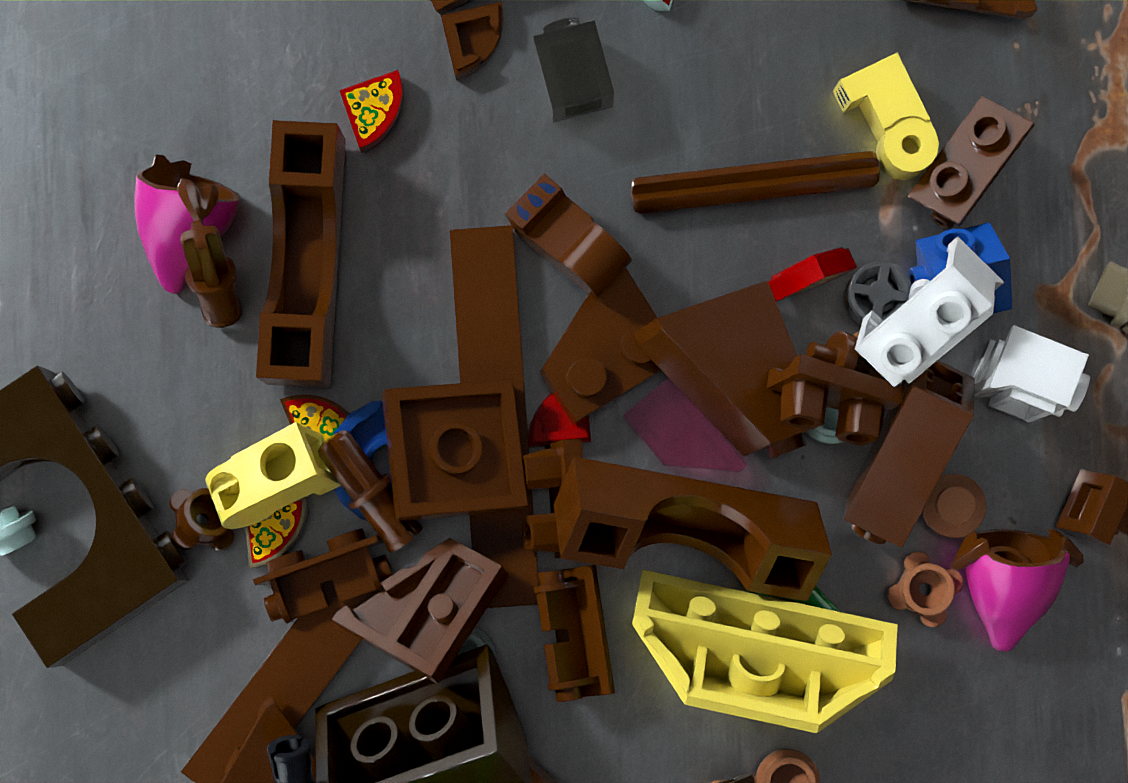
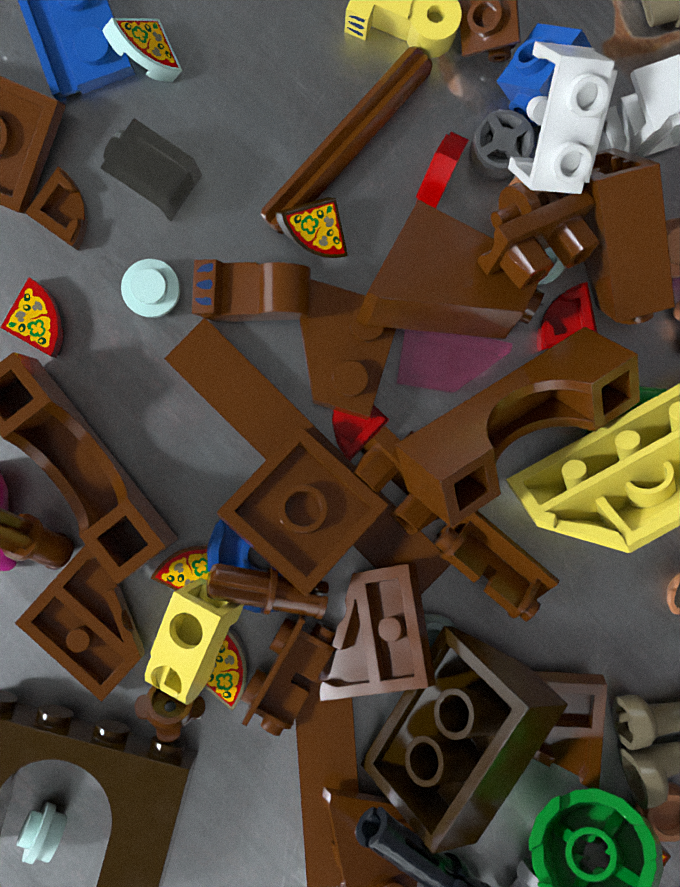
camera: 45 degrees left, 5 degrees up
(195, 390) = (85, 625): none -> reddish brown wing
(489, 163) = (150, 288): none -> light aqua plate
(666, 230) = (315, 227): none -> tile
(814, 482) = (566, 316): none -> red tile

